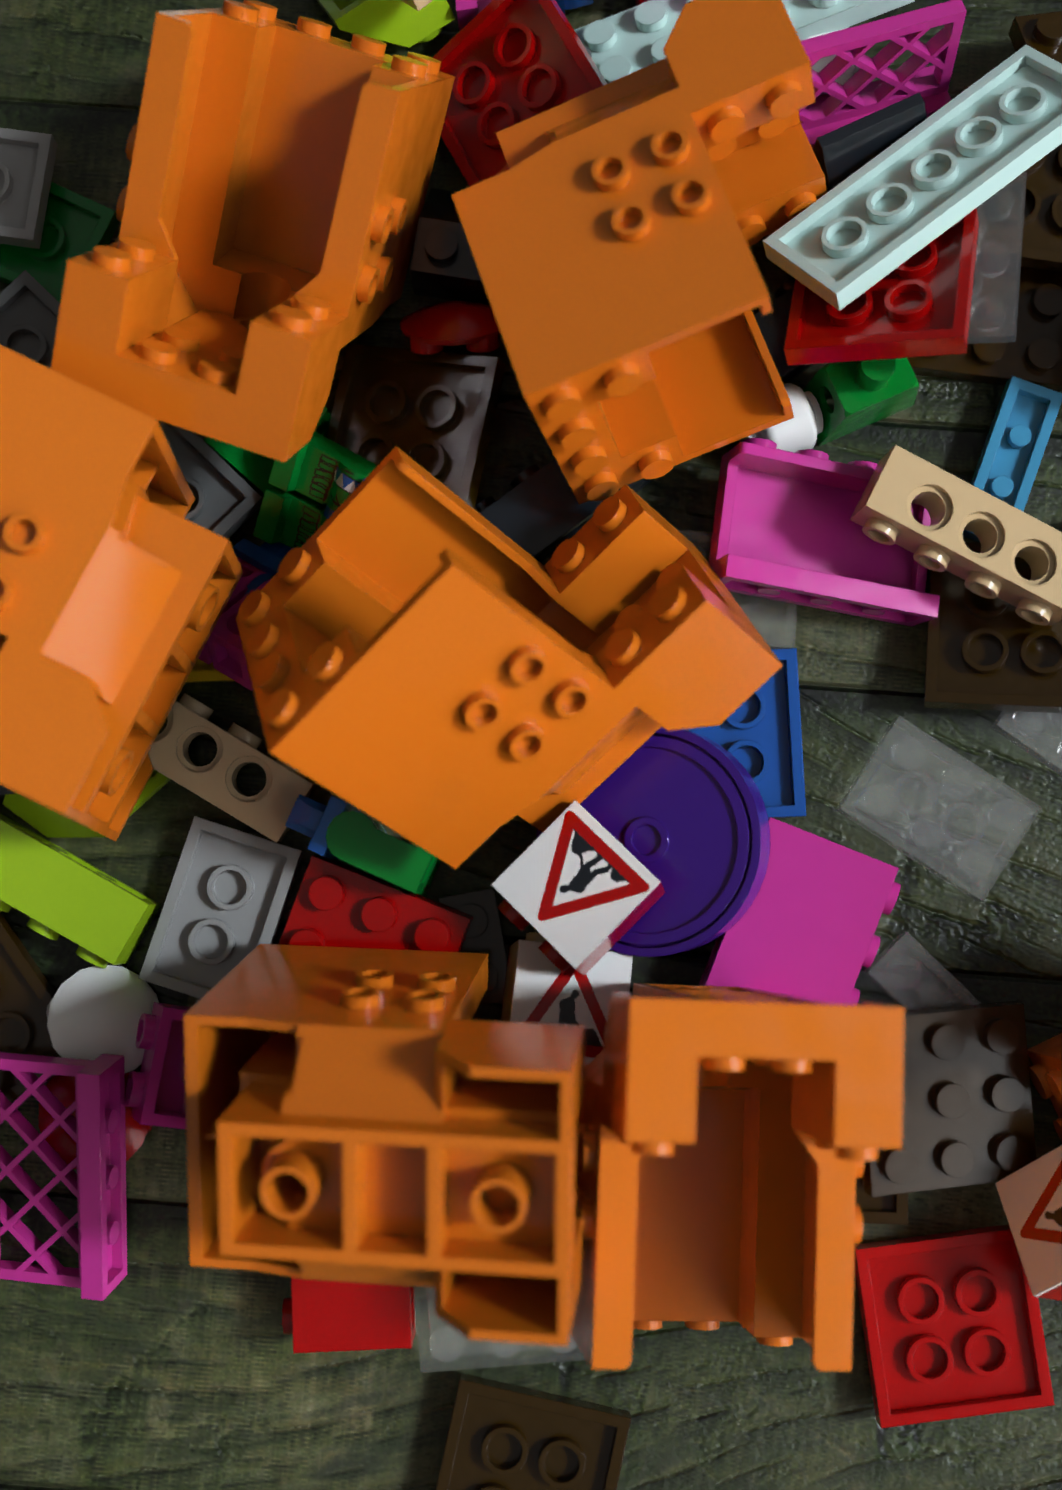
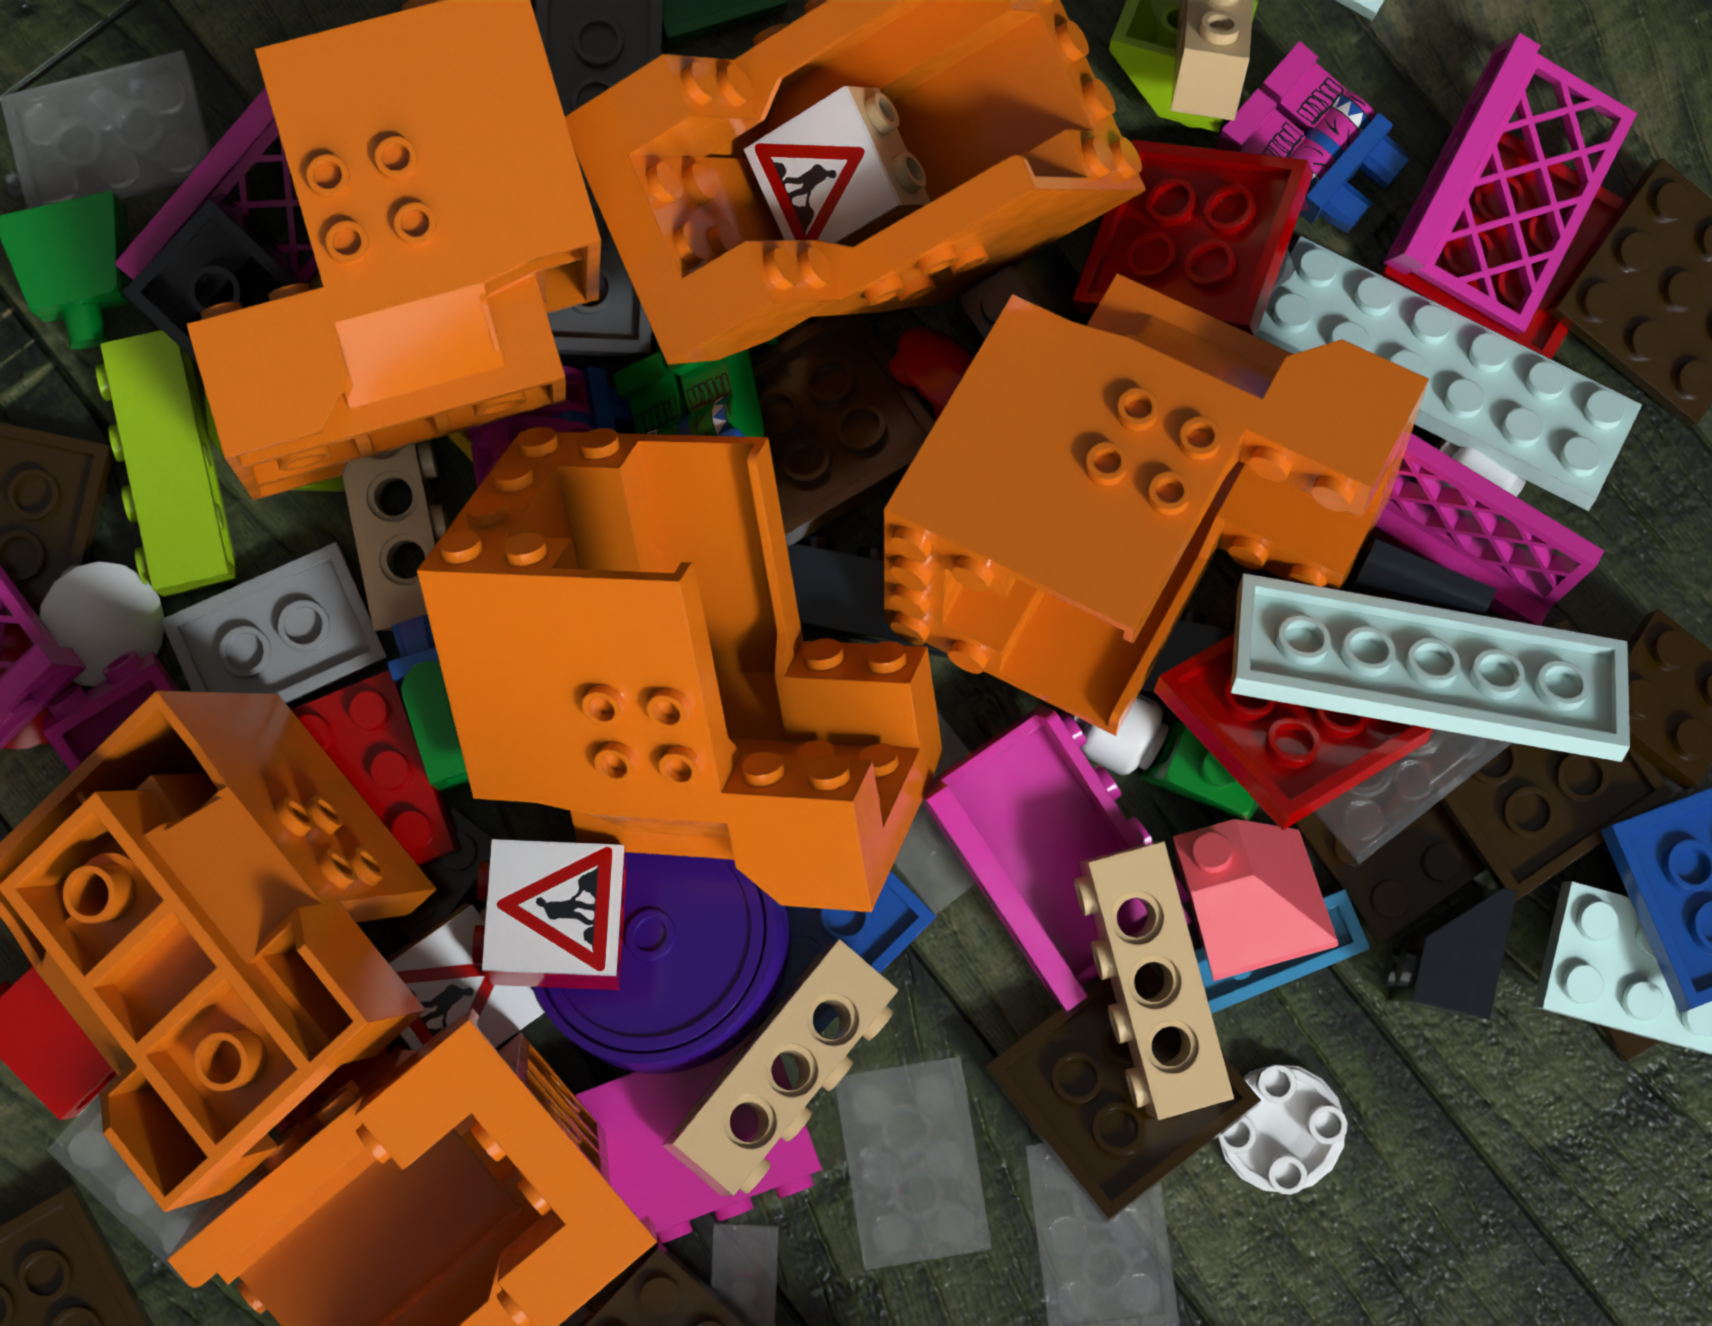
camera: 40 degrees right, 0 degrees up
(254, 248) = (839, 169): none -> piece
(813, 920) = (704, 1135): none -> tan brick
(970, 431) = (1252, 895): none -> coral slope

